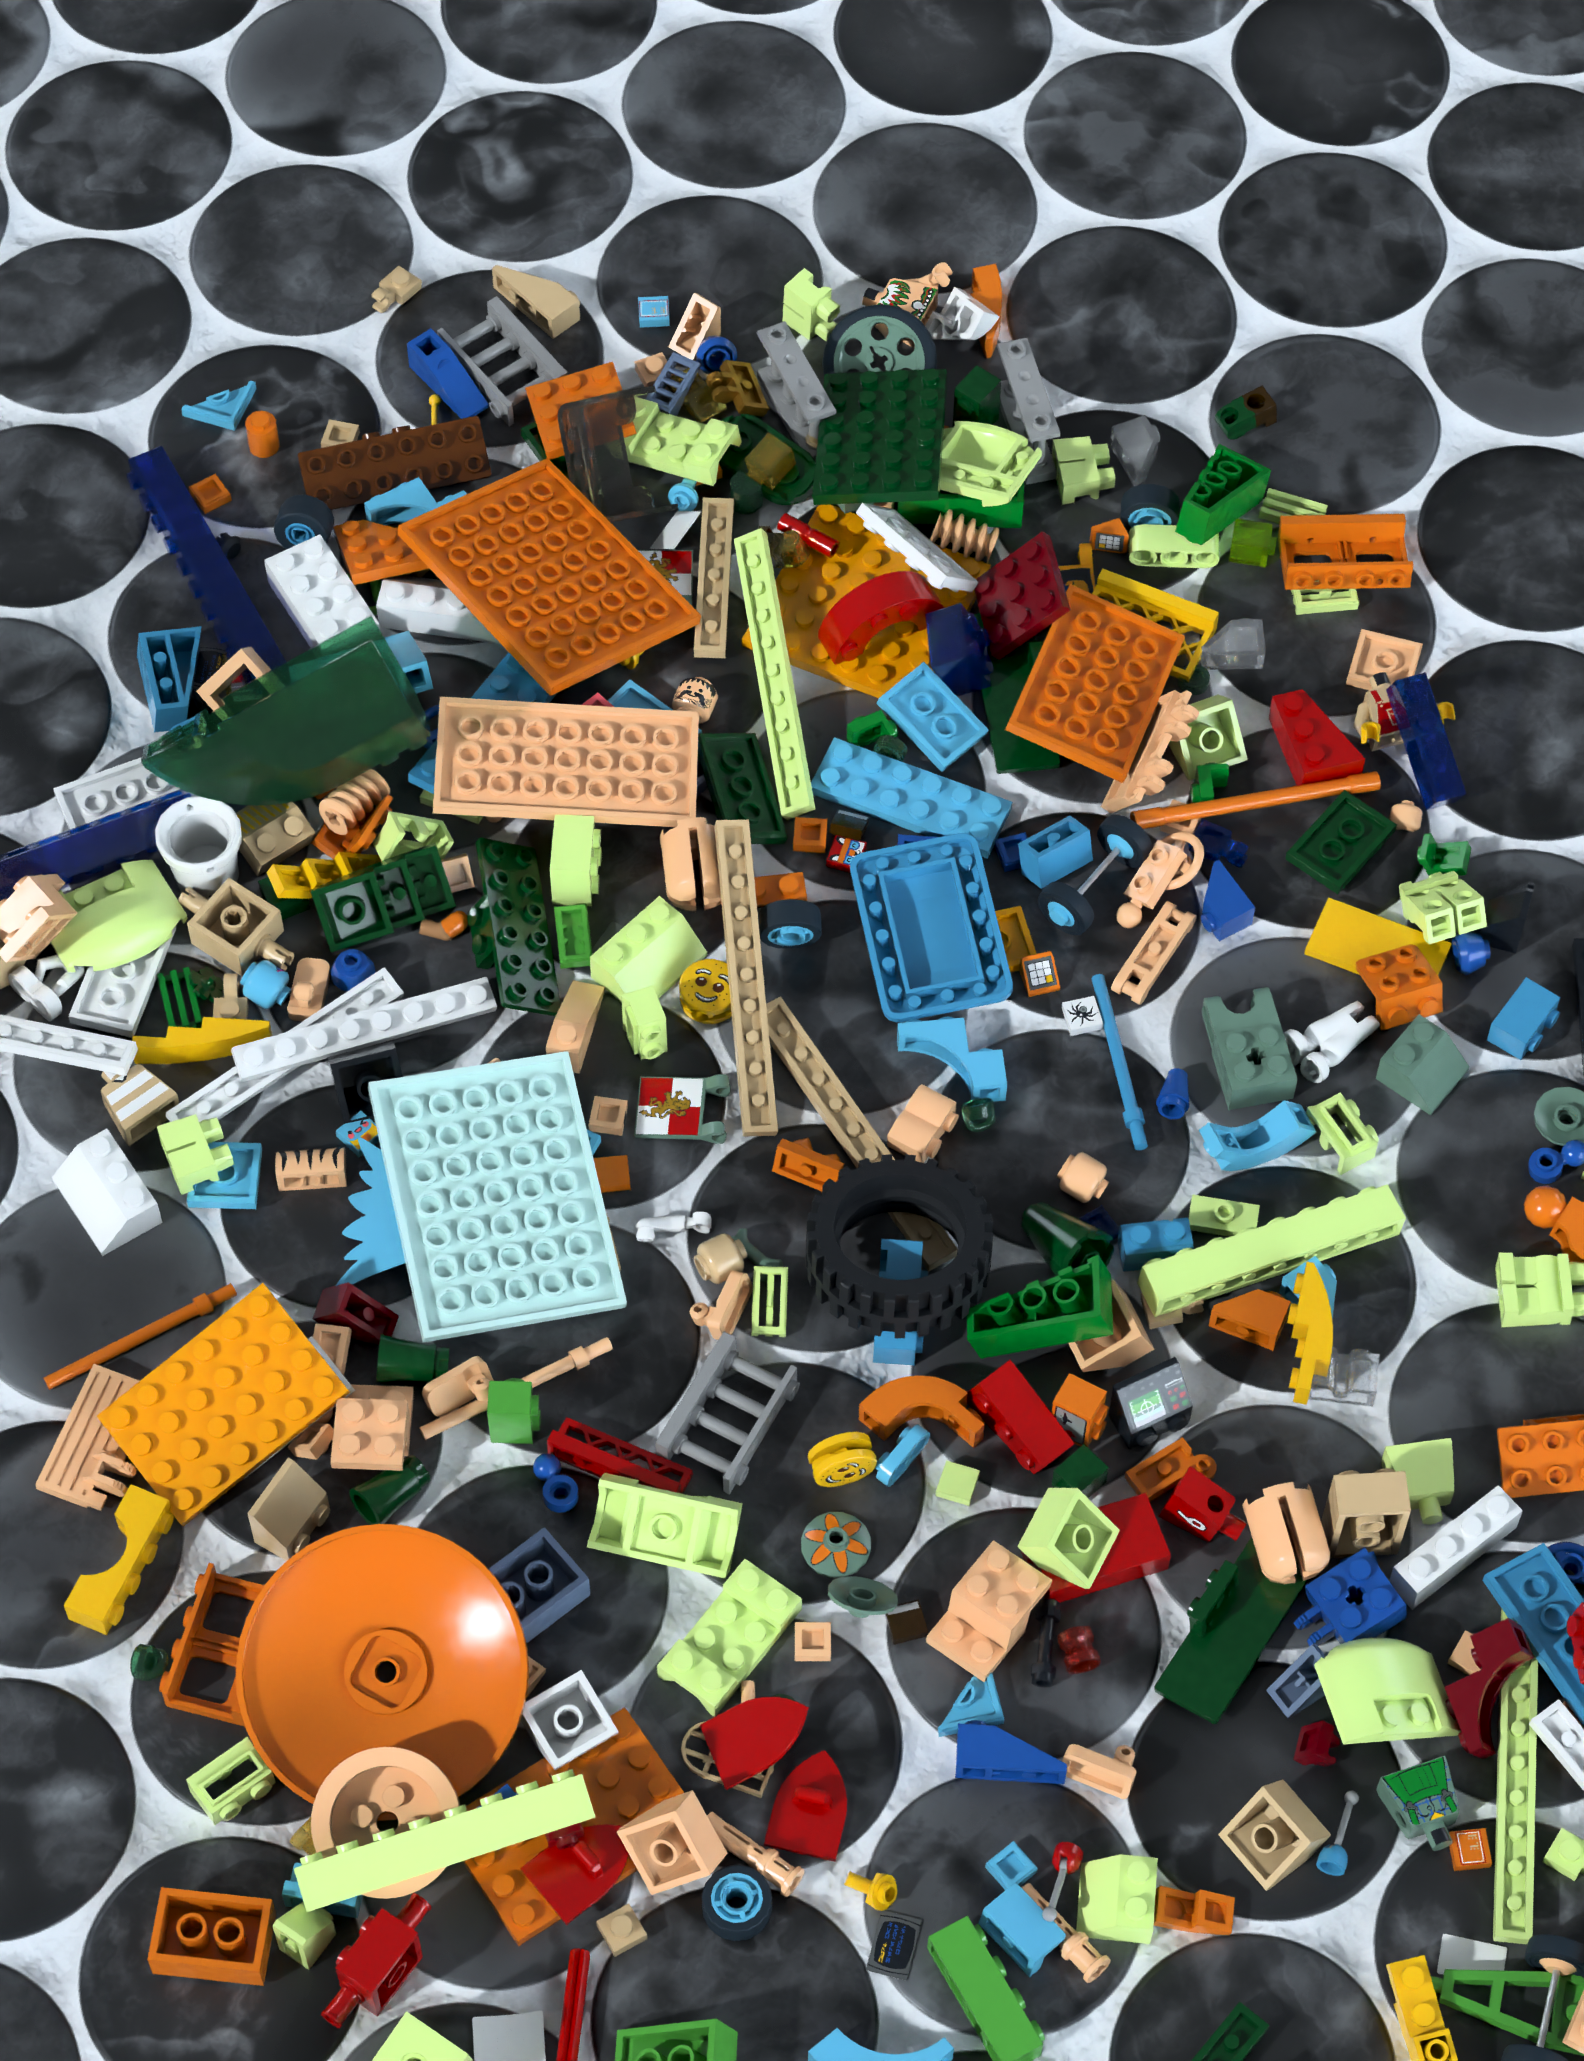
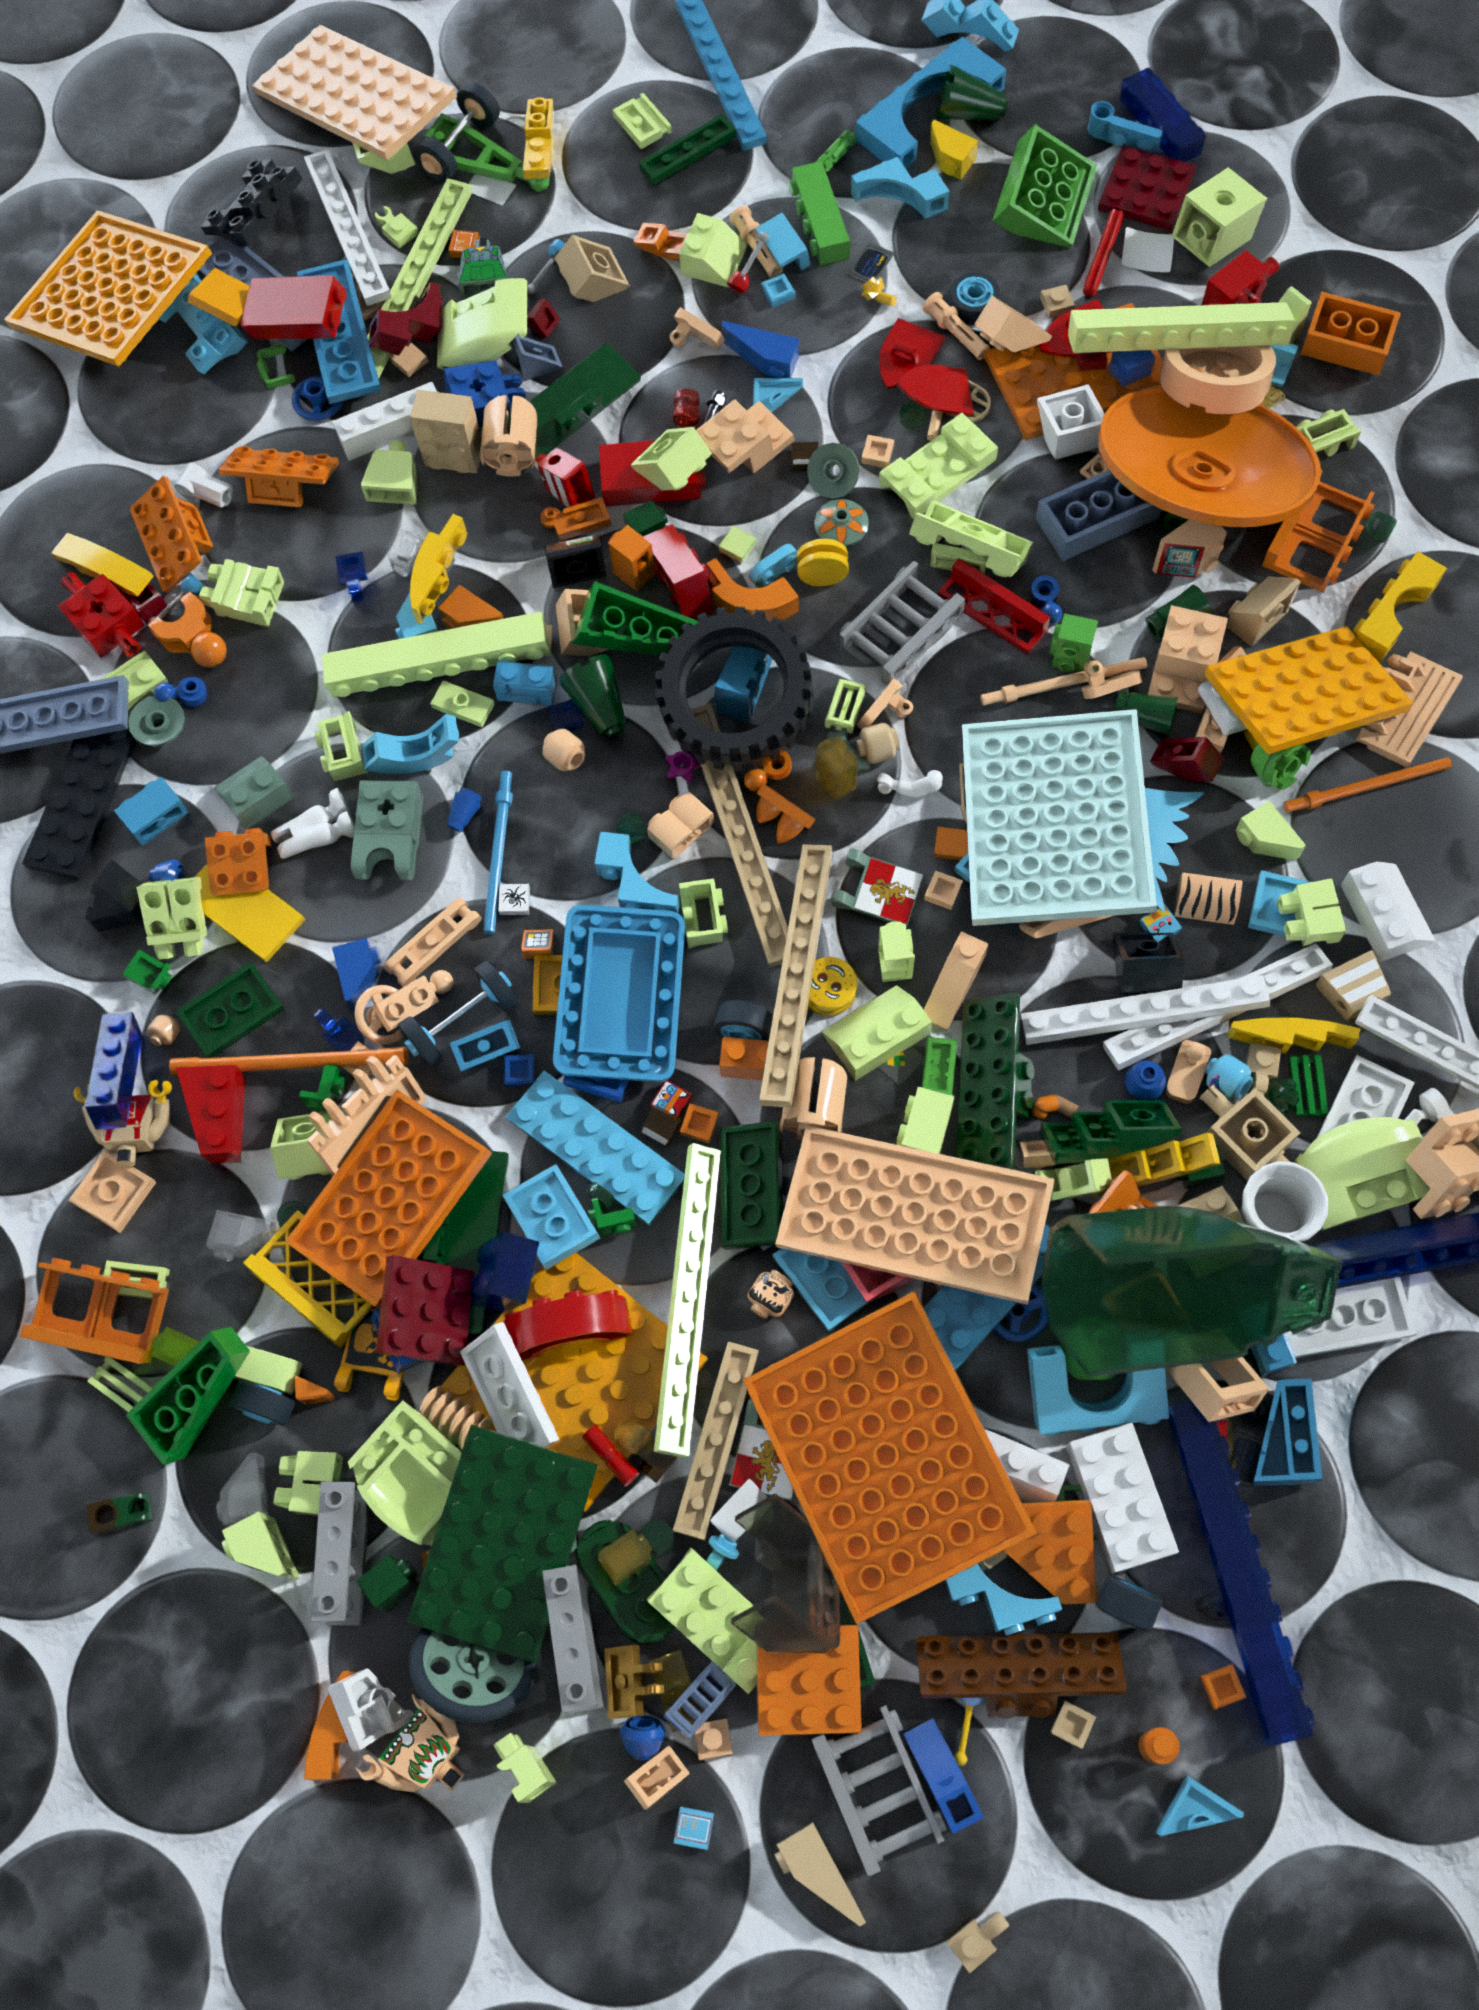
camera: 160 degrees left, 10 degrees up
(250, 1248) = (1269, 833): none -> yellowish green slope
(760, 1206) = (836, 768): none -> clear yellow brick
(867, 1011) = (698, 890): none -> yellowish green window
(1099, 401) = (260, 1544): none -> yellowish green slope
(1418, 1344) = (351, 571): none -> clear blue plate

